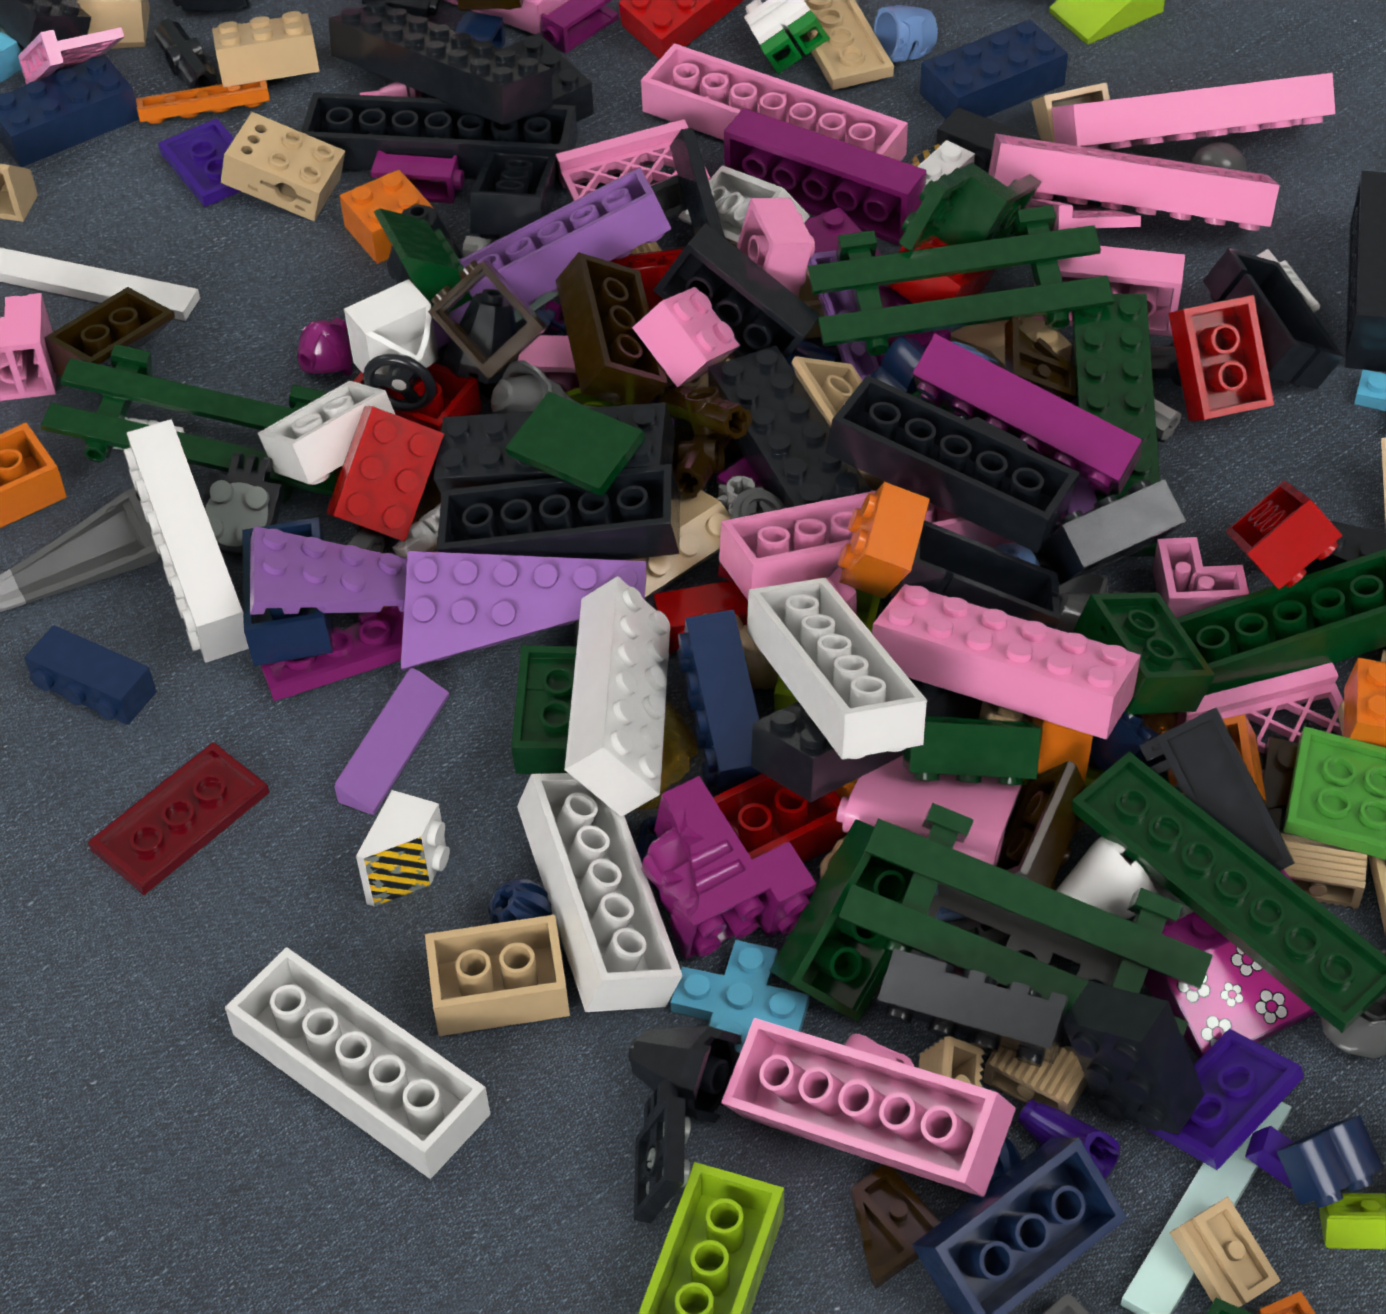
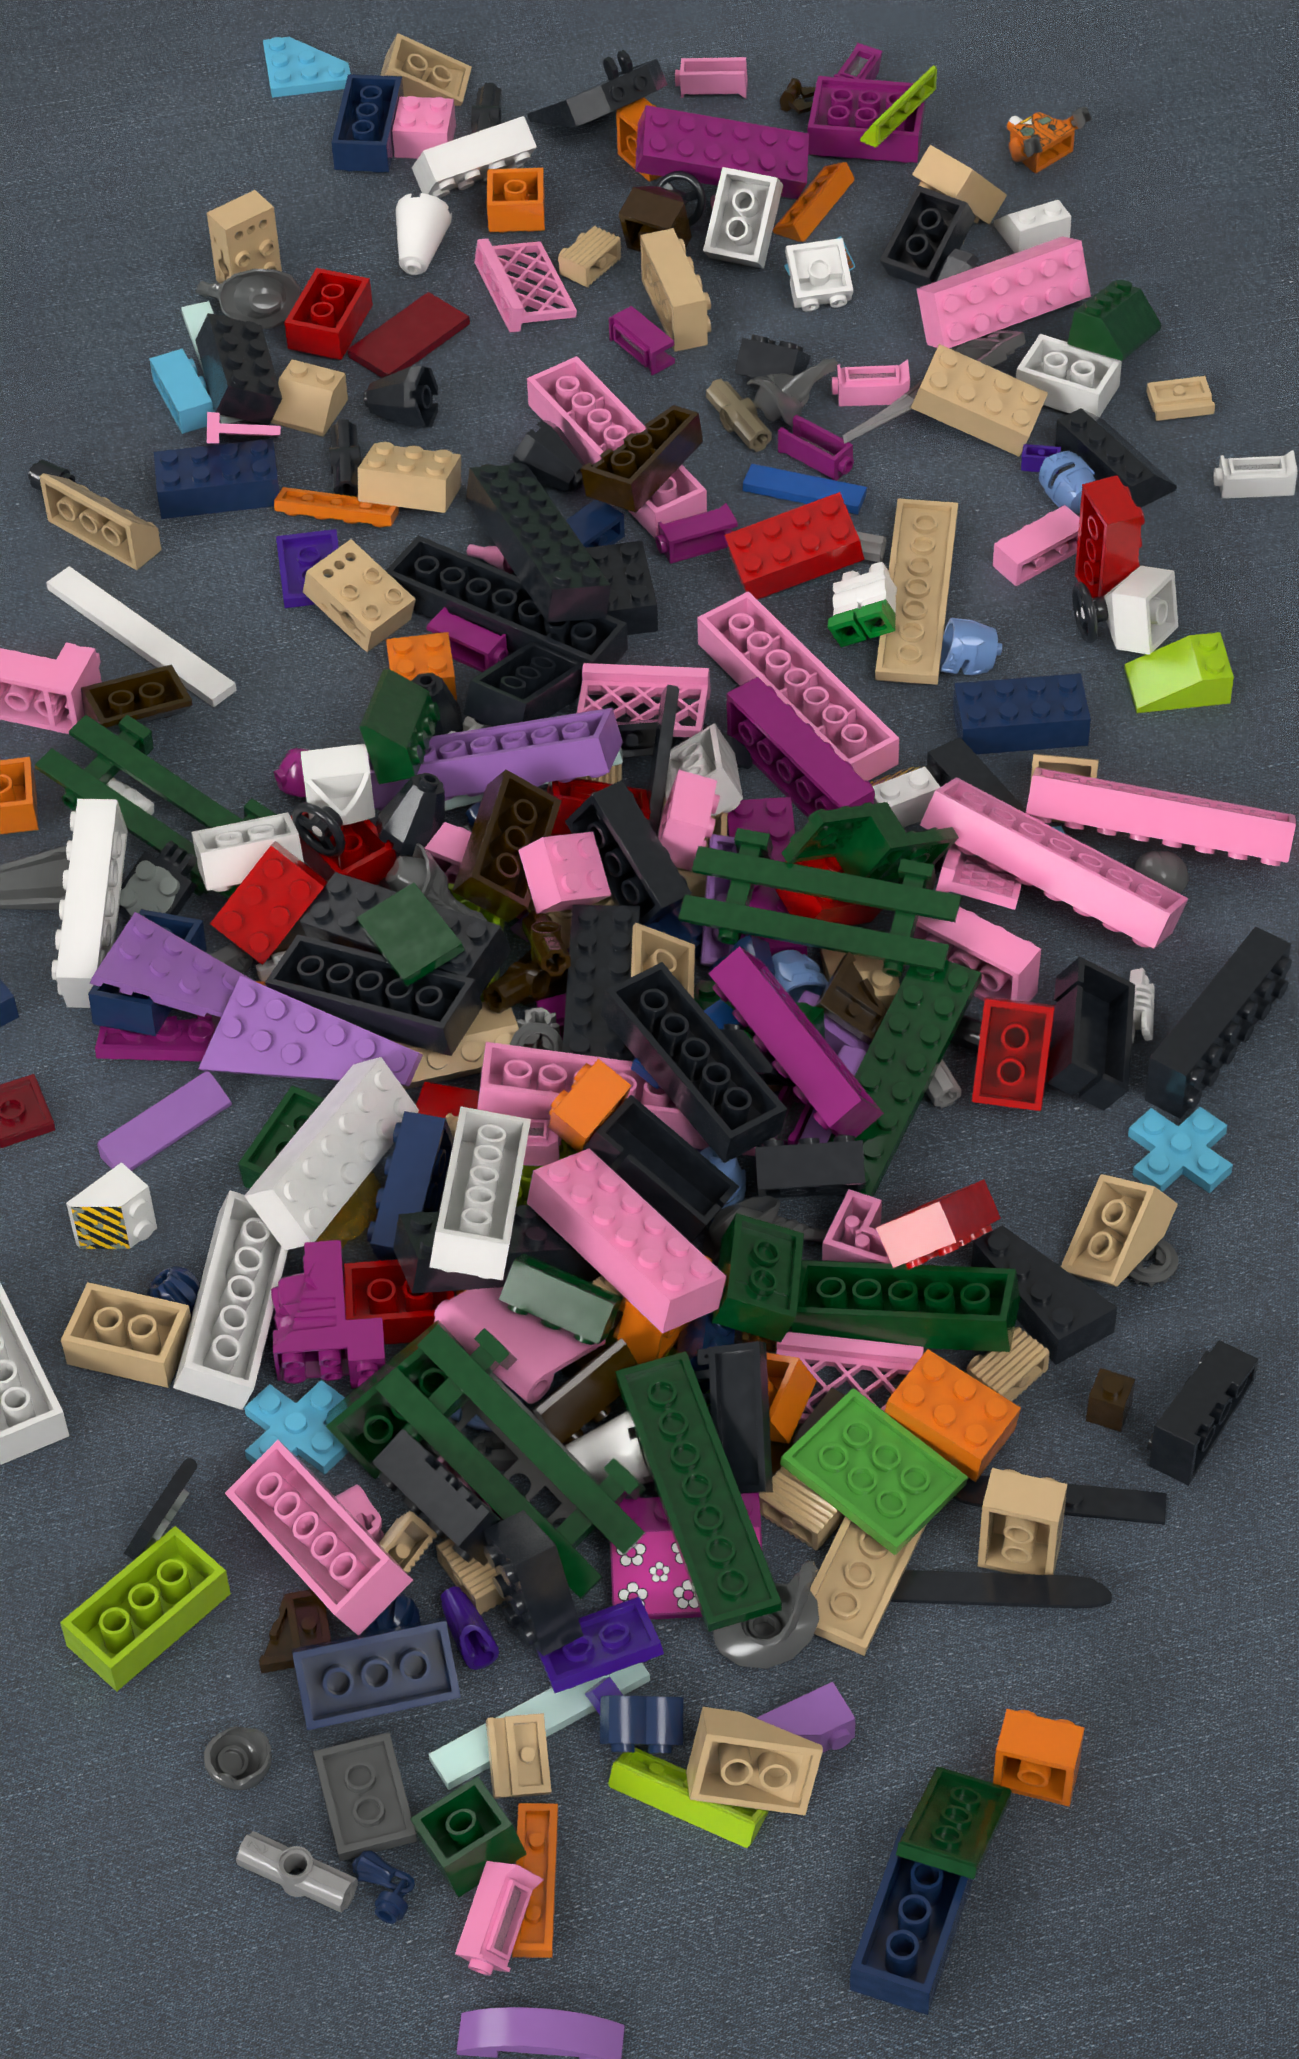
camera: 25 degrees right, 0 degrees up
(448, 297) = (385, 810): dark brown window -> none
(693, 1059) = (219, 1458): black cone -> none

